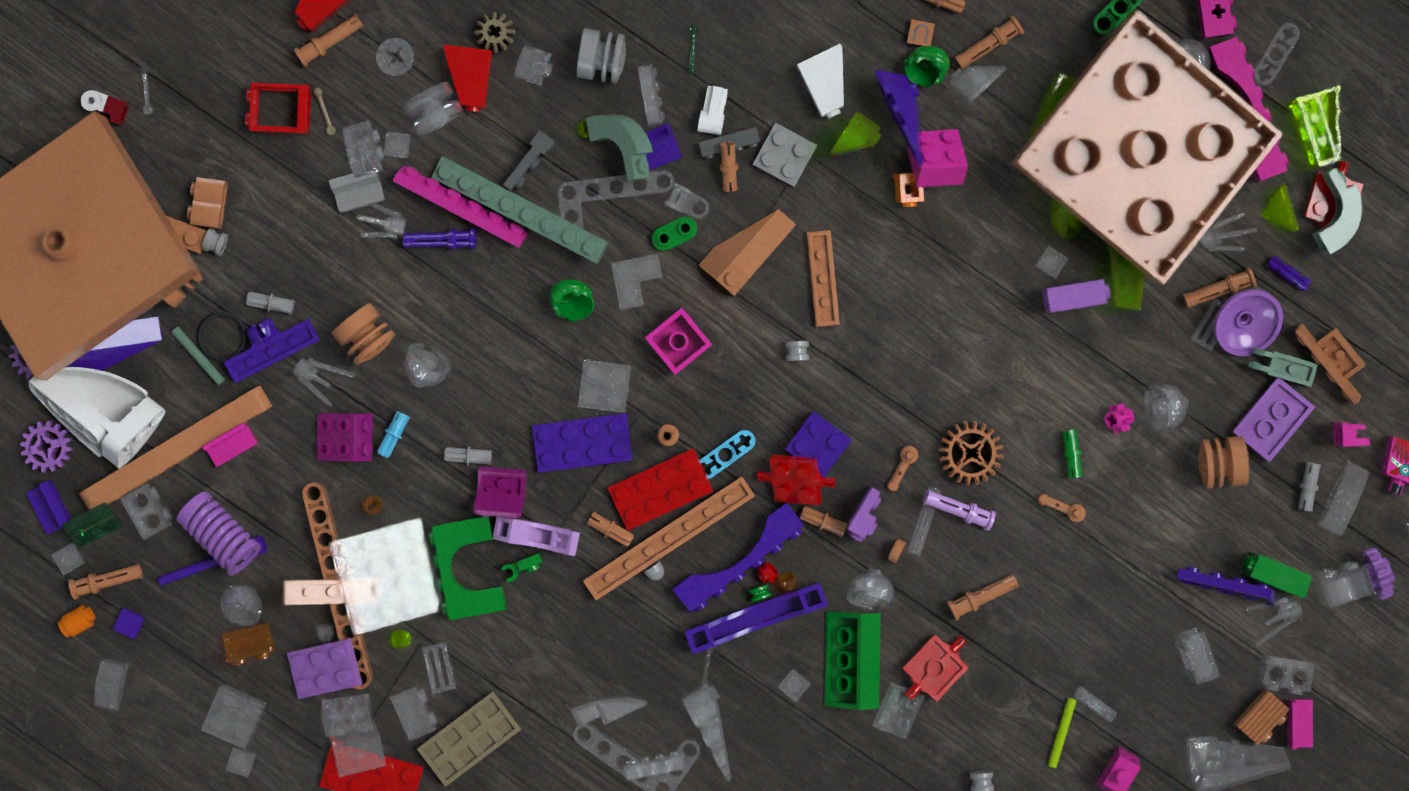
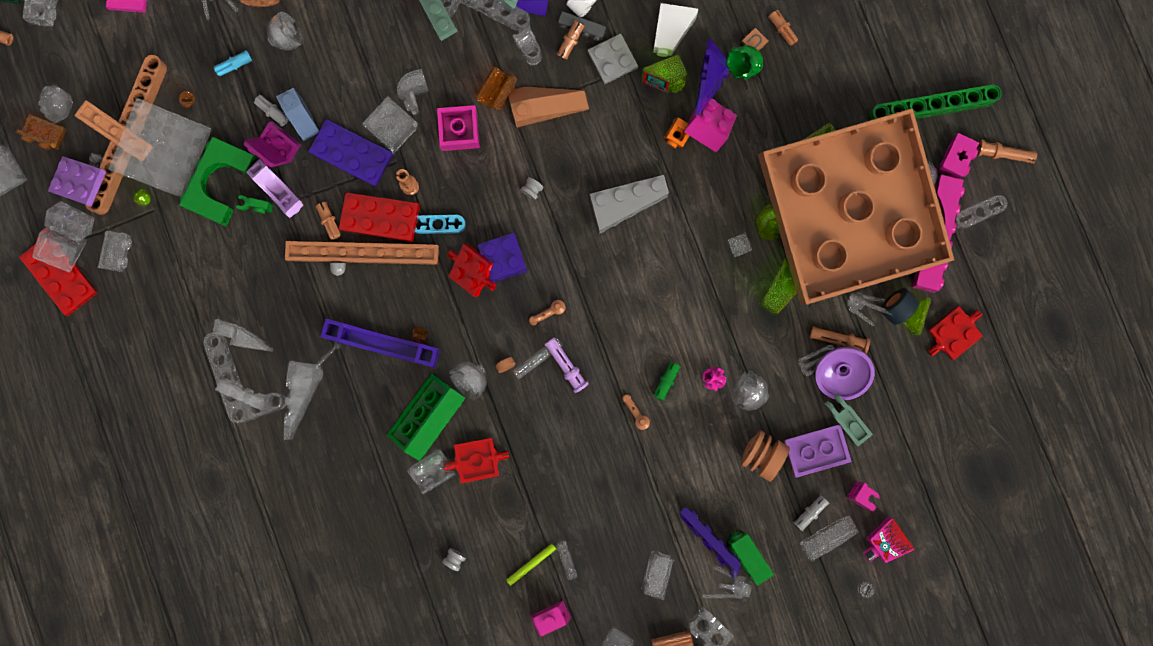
camera: 35 degrees right, 5 degrees down
(202, 565) = (93, 74): dark purple piece -> none
(218, 533) = (72, 45): medium lavender piece -> none
(344, 437) = (201, 44): magenta bracket -> none
(443, 687) = (146, 231): clear tile -> none
(469, 738) = (138, 293): dark tan plate -> none
(505, 442) = (298, 114): none -> sand blue slope
(571, 300) = (408, 54): green hair -> none
(594, 333) = (410, 86): none -> clear brick
(629, 275) = (458, 66): clear brick -> none
(674, 232) = (505, 61): green plate -> none
(688, 272) = (496, 89): none -> clear orange bracket
(699, 587) = (437, 295): dark purple arch -> none
(759, 592) = (395, 329): green bush -> none
(767, 572) = (410, 320): red plate -> none
(794, 685) = (375, 407): clear plate -> none
(823, 278) = (582, 154): nougat tile -> none
(823, 521) = (471, 311): nougat axle -> none
(862, 522) = (495, 327): medium lavender plate -> none
(900, 303) = (625, 201): none -> light grey wedge
(972, 601) = (533, 433): nougat pin -> none
(973, 81) = (770, 93): clear slope -> none
(985, 437) = (603, 350): nougat gear -> none
(998, 37) = (805, 77): nougat pin -> none
(1075, 296) = (740, 276): medium lavender brick -> none
(1259, 213) = (901, 305): none -> black wheel
(1288, 273) = (893, 361): dark purple axle -> none
(1318, 126) = (978, 276): clear neon green wedge -> none
(1337, 358) = (888, 438): nougat bracket -> none
(1343, 584) = (790, 596): clear brick -> none
(1346, 215) = (960, 346): arch -> none
(1379, 573) = (819, 604): medium lavender gear -> none

